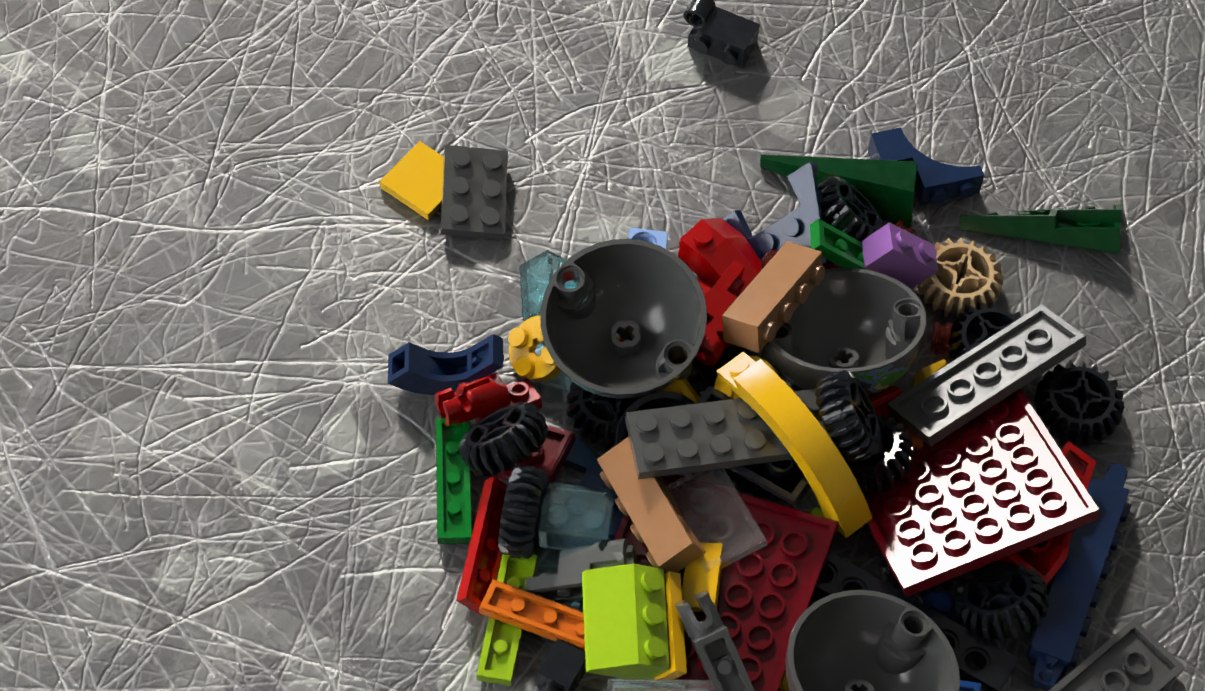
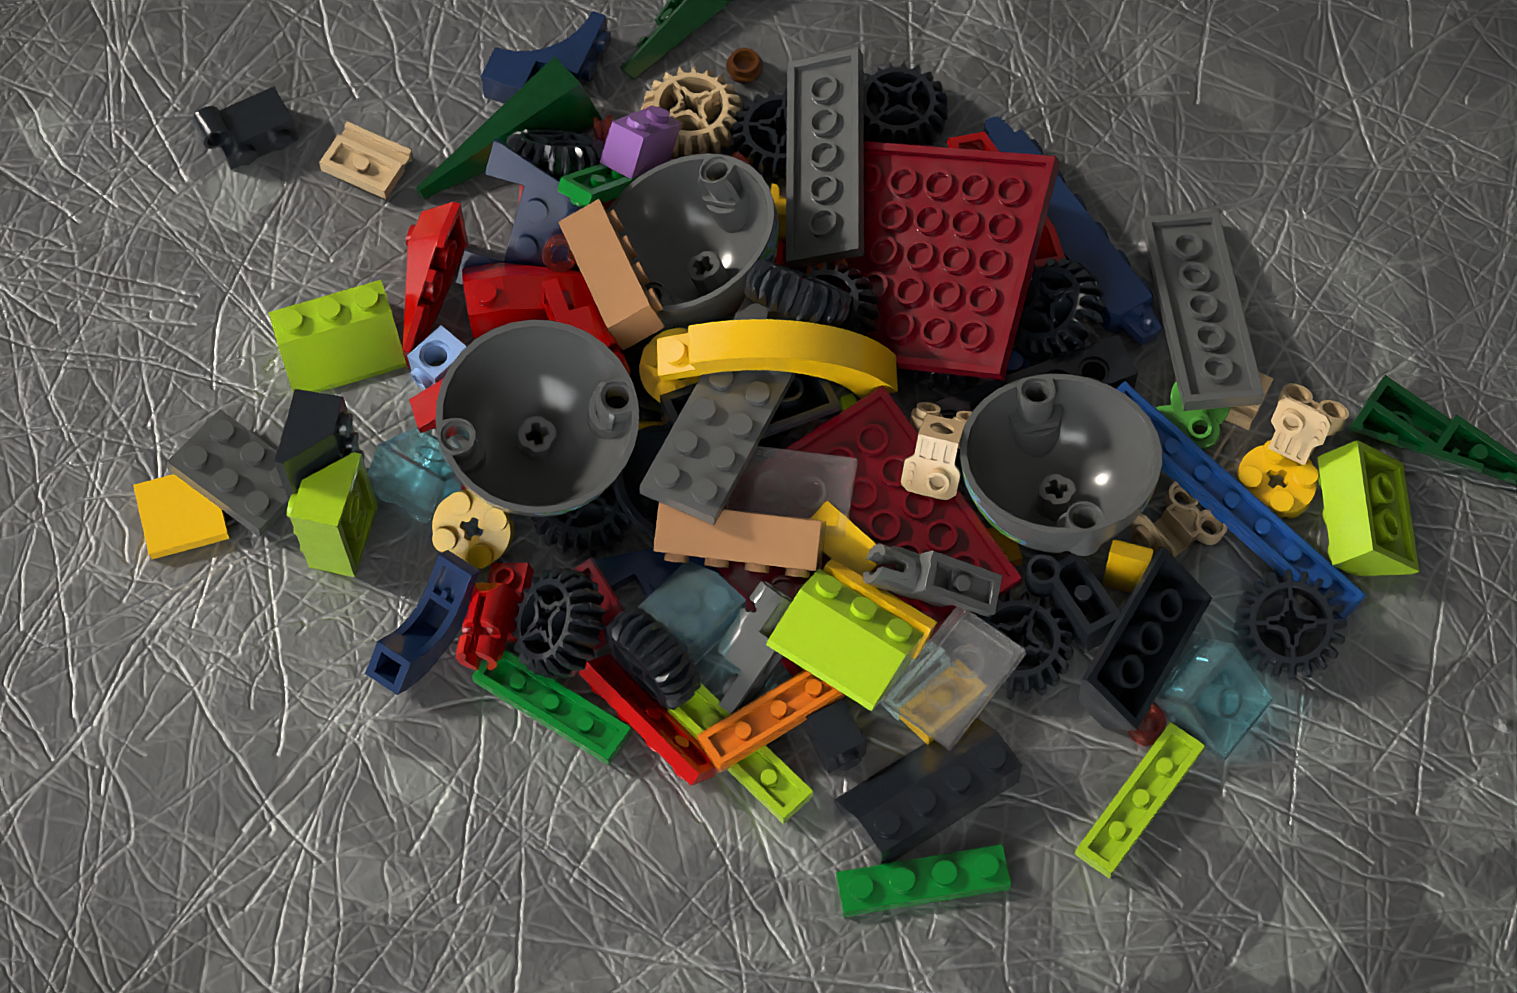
camera: 50 degrees left, 5 degrees up
(479, 259) = (334, 515): none -> lime slope
(501, 220) = (314, 437): none -> black slope
(613, 183) = (338, 338): none -> lime slope
(707, 199) = (432, 262): none -> red wedge
(757, 114) = (366, 160): none -> tan plate
(799, 589) = (933, 465): none -> tan piece
(1028, 287) = (744, 66): none -> reddish brown plate

